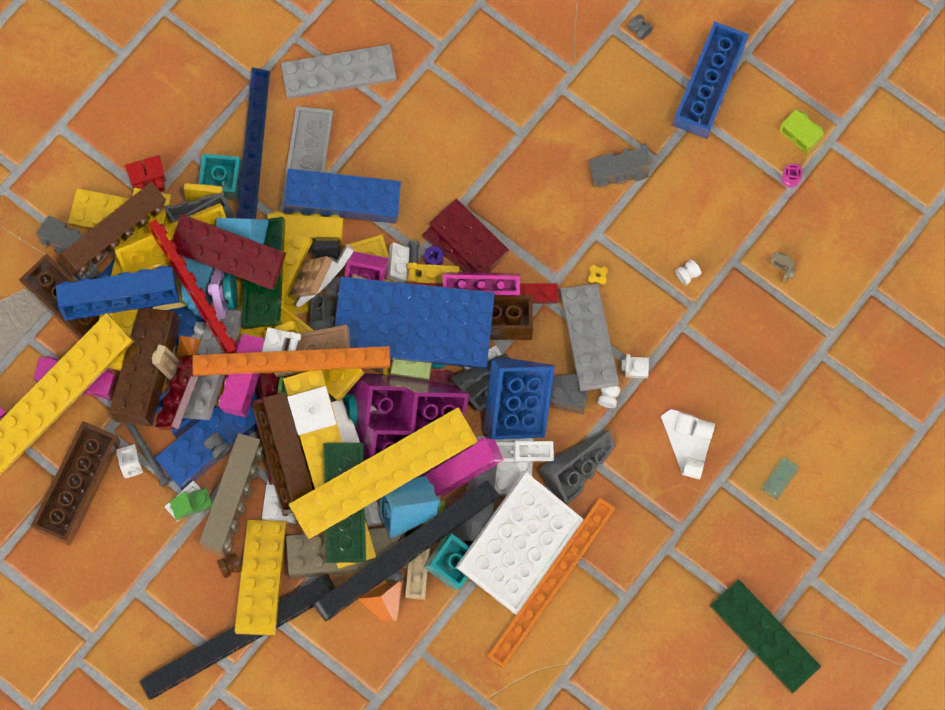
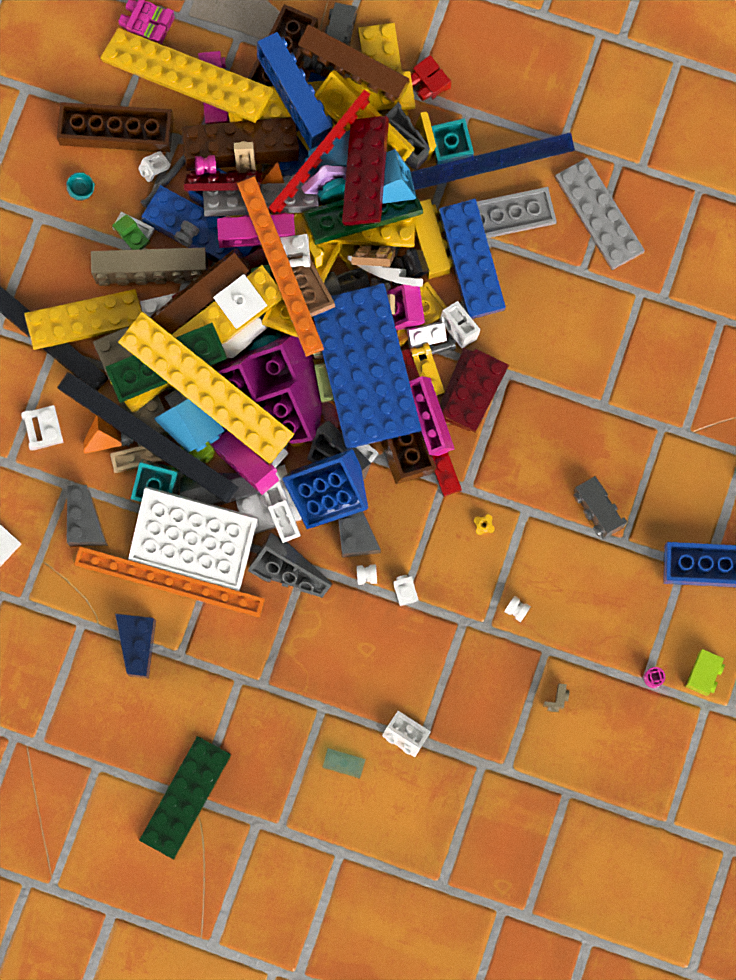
camera: 70 degrees right, 5 degrees up
(122, 538) = (80, 186): none -> teal hair
(158, 402) = (205, 165): none -> dark pink wheel
(231, 565) = (87, 288): reddish brown wheel -> none
(353, 649) = (48, 425): none -> white plate
(400, 228) = (460, 324): none -> white brick
(434, 260) = (445, 370): dark purple wheel -> none
(460, 643) = (82, 518): none -> dark grey wedge
(589, 337) = (415, 535): light grey plate -> none
(602, 631) = (137, 643): none -> dark blue wedge
(689, 440) = (350, 665): white panel -> none
(772, 411) = (406, 734): none -> white bracket

